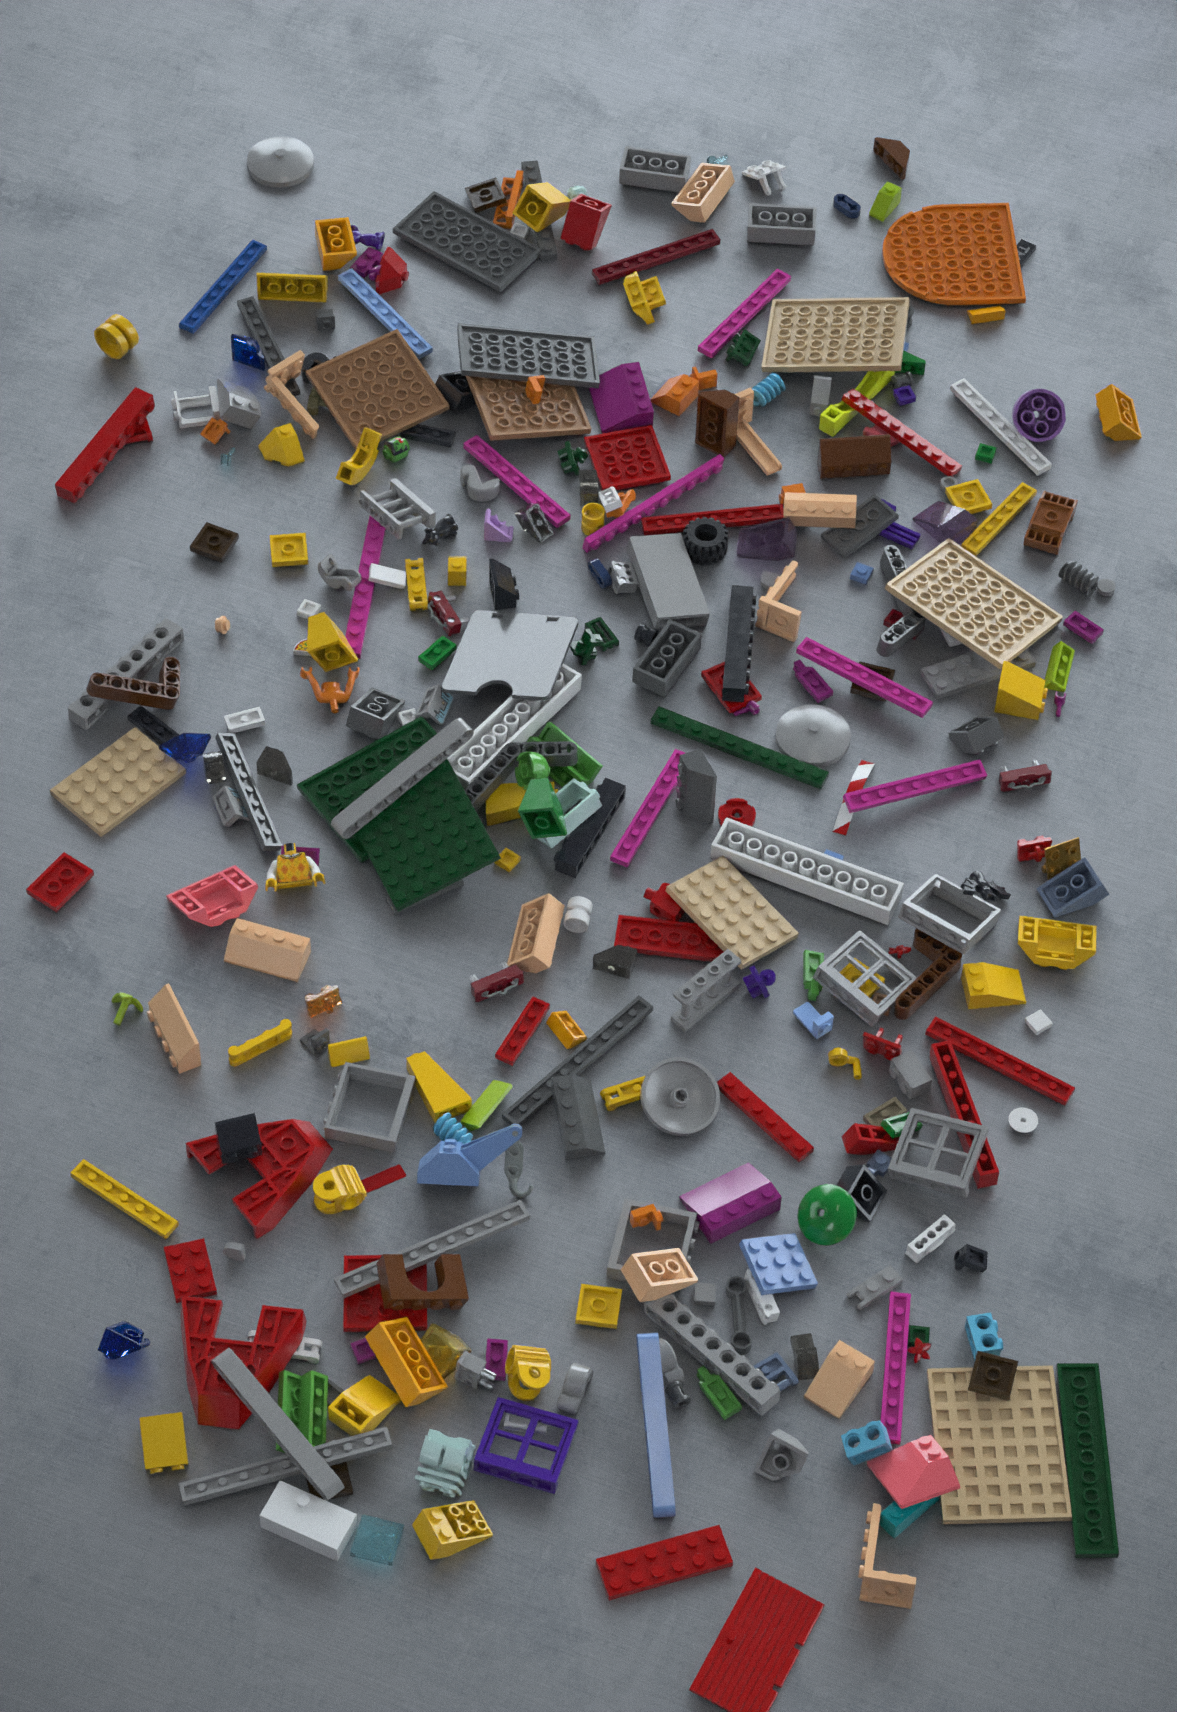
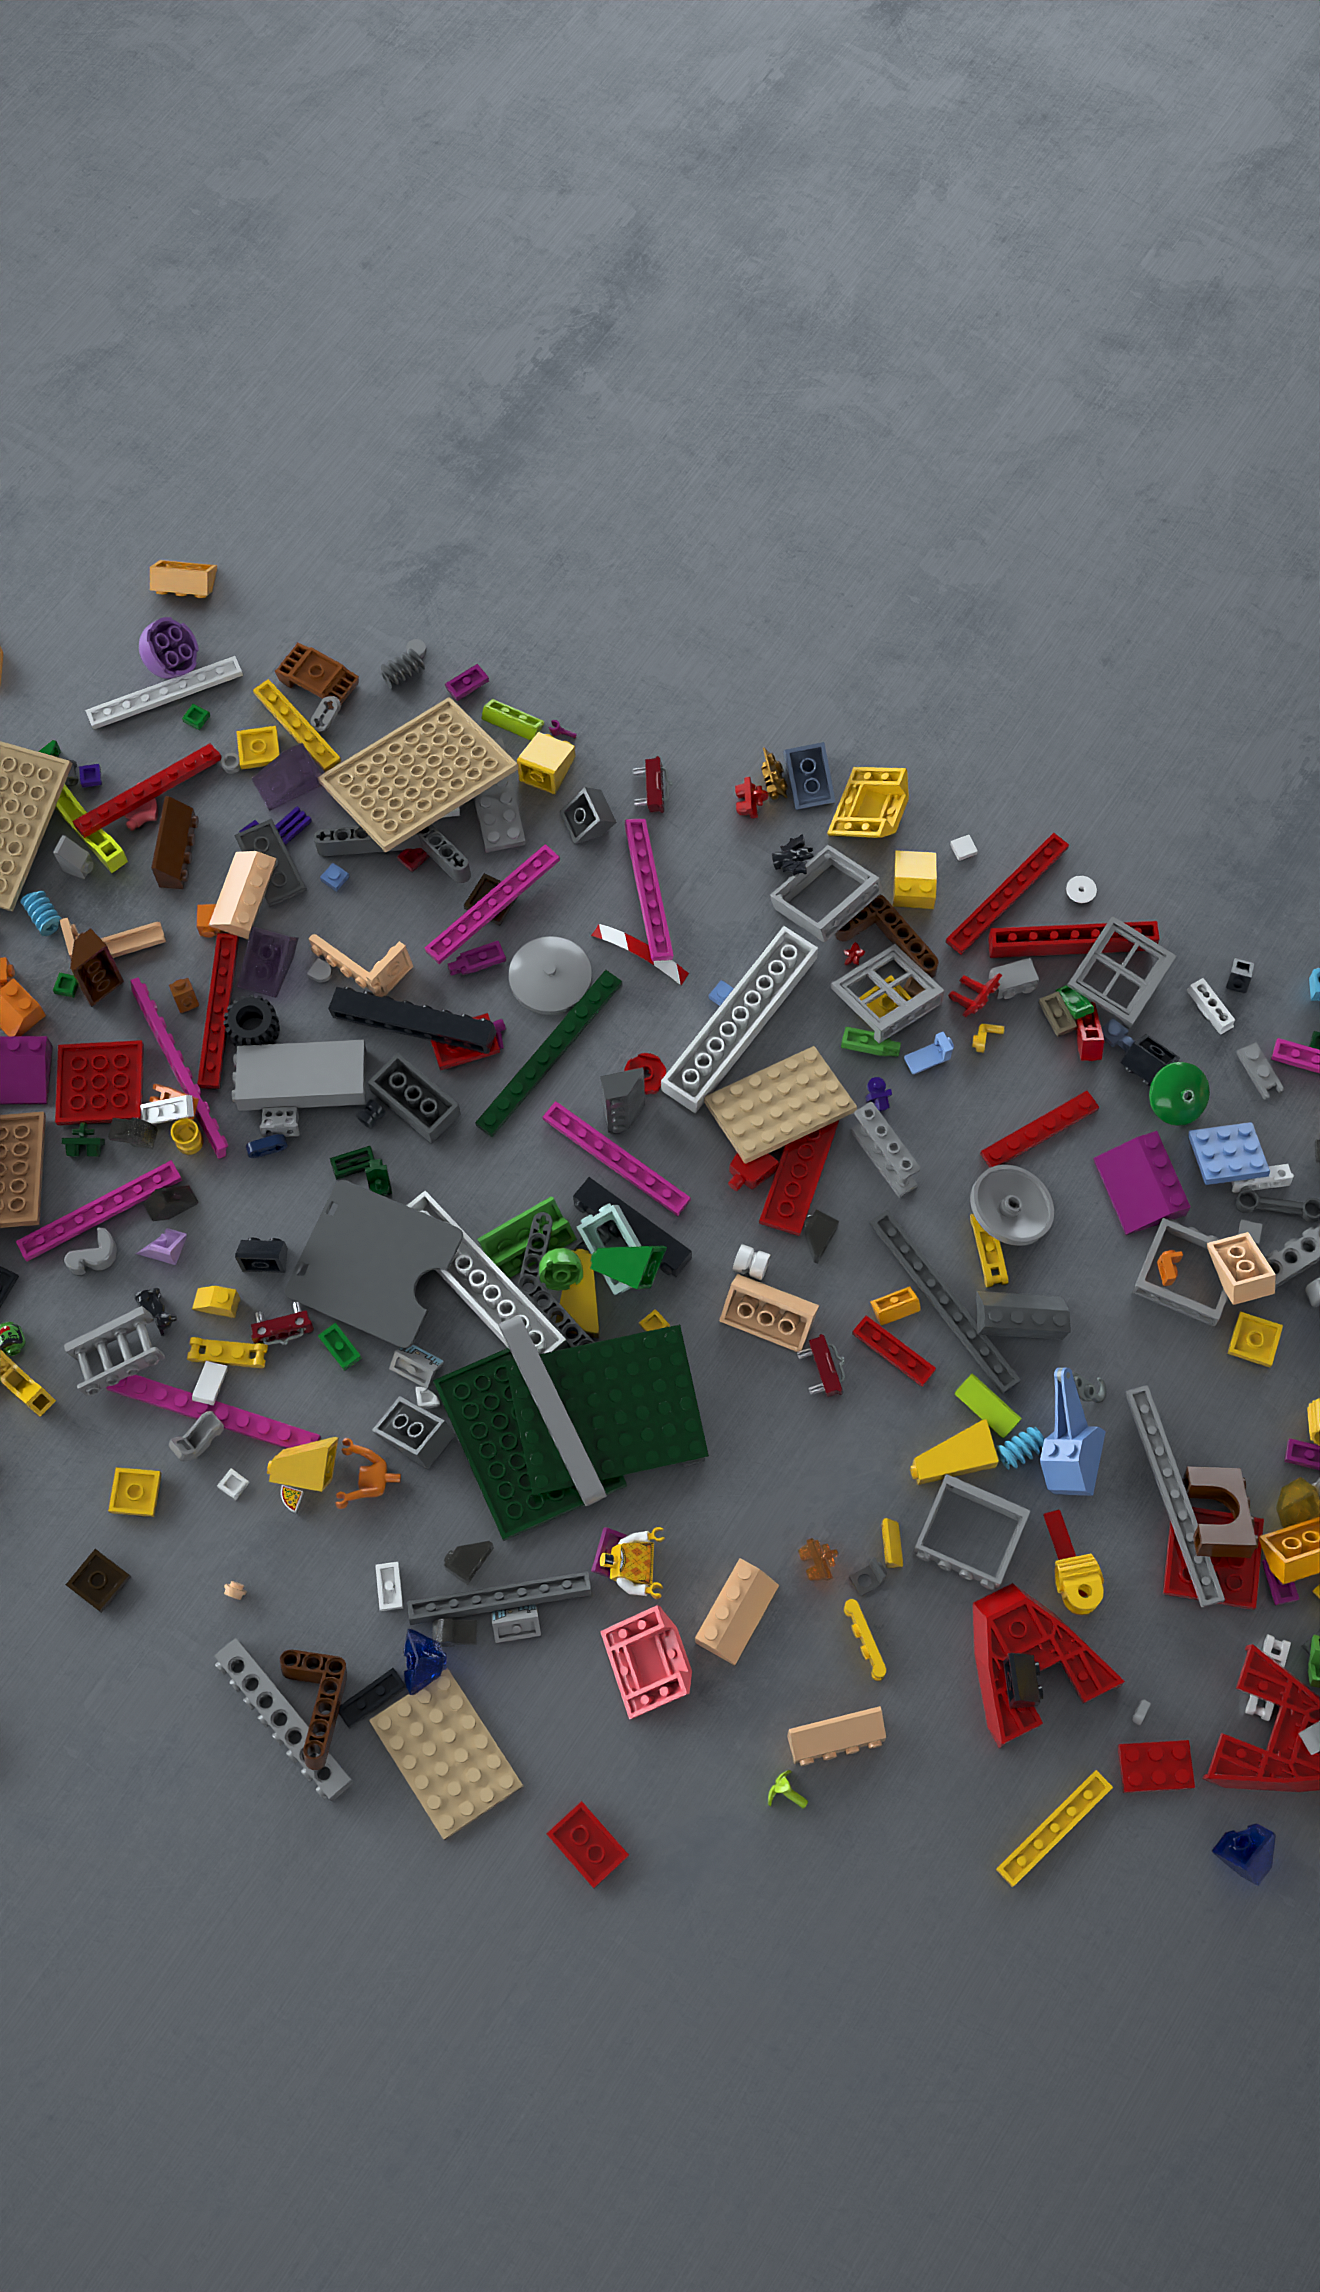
camera: 75 degrees left, 15 degrees up
(720, 493) = (184, 995): none -> dark orange bracket
(1014, 533) = (322, 711): none -> light grey beam

